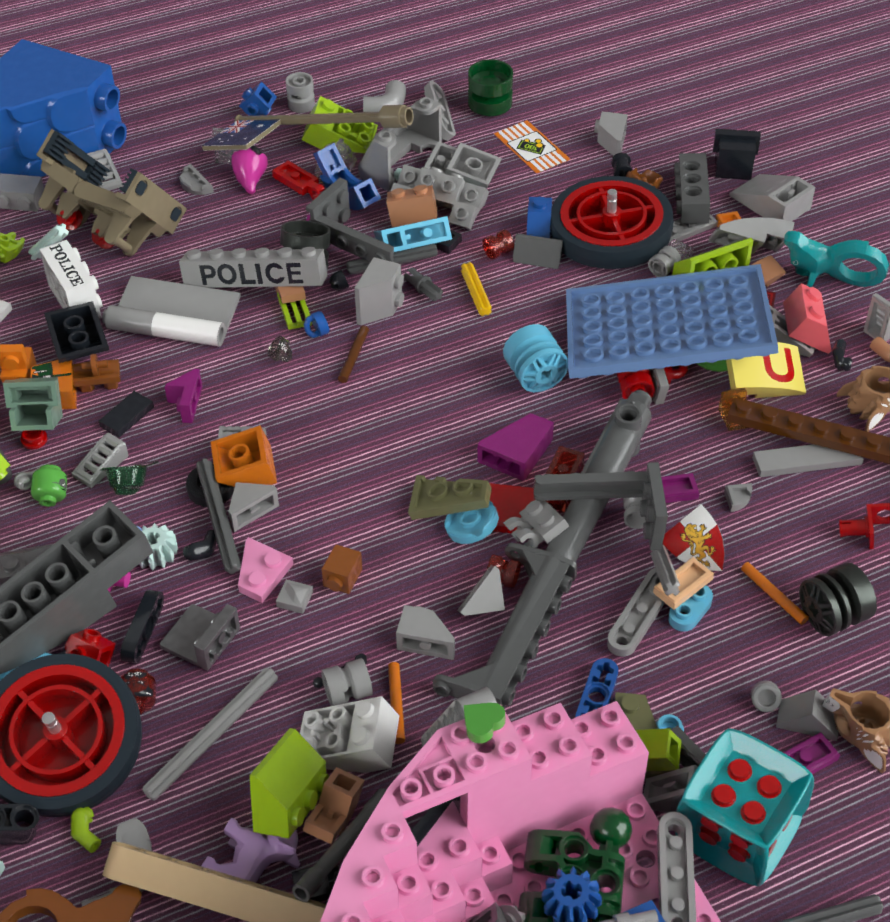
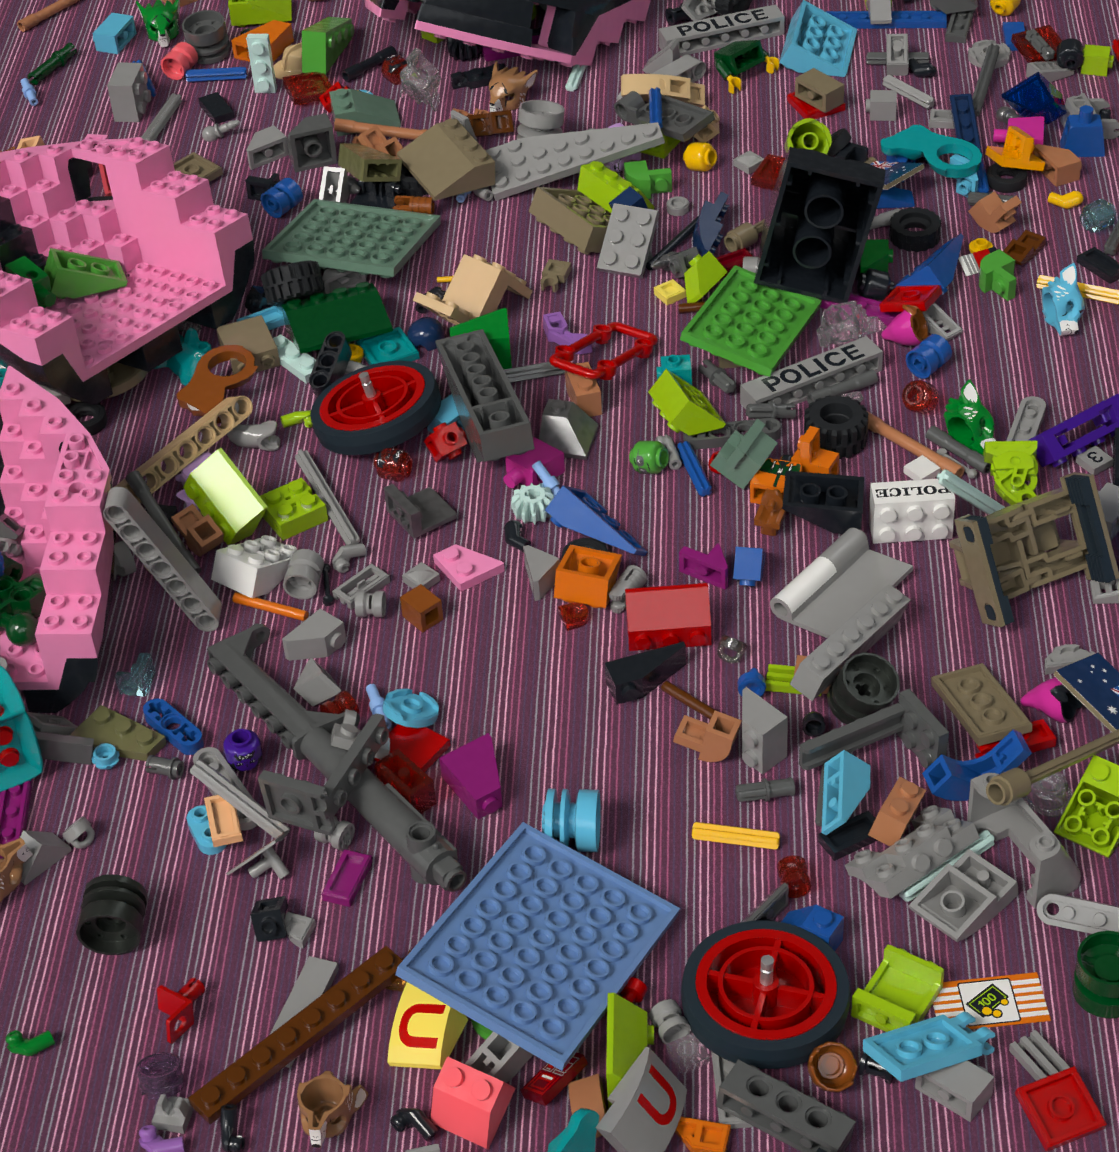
camera: 120 degrees right, 5 degrees down
(49, 453) = (694, 468): none -> blue axle
(107, 446) = (664, 499): light grey slope -> none
(126, 414) = (715, 526): black tile -> none
(127, 479) = (626, 503): clear green piece -> none
(142, 626) = (454, 480): black beam -> none
(165, 492) = (584, 514): none -> blue wedge
(170, 364) = (749, 565): none -> blue slope
(218, 516) = (545, 544): dark grey axle -> none
(240, 749) = (293, 509): none -> lime piece
(273, 202) = (980, 704): none -> dark tan tile
(276, 389) = (668, 616): none -> slope
(289, 466) = (573, 615): none -> clear red tile
(293, 668) = (345, 553): none -> light grey arm
(327, 644) = (371, 585): none -> light grey tile
(342, 389) = (643, 672): none -> black slope
(357, 614) = (370, 603): none -> light grey wheel
(394, 319) = (712, 739): none -> nougat brick
(447, 497) = (447, 695): olive wing -> none
(477, 551) = (376, 702): none -> light blue bar
(483, 720) = (90, 484): bright green tile -> none
(553, 177) = (898, 991): none -> lime panel
(560, 111) = (1042, 1052): none -> light grey tile
(594, 95) = (1060, 1108): none -> red tile
(599, 611) = (243, 750): none -> dark purple head
(601, 139) = (928, 1045): none -> medium azure tile
(646, 665) = (169, 767): none -> dark grey pin
(663, 749) = (79, 715): lime brick -> none
(744, 511) = (268, 918): none -> black bracket
(780, 598) = (182, 896): orange bar -> none

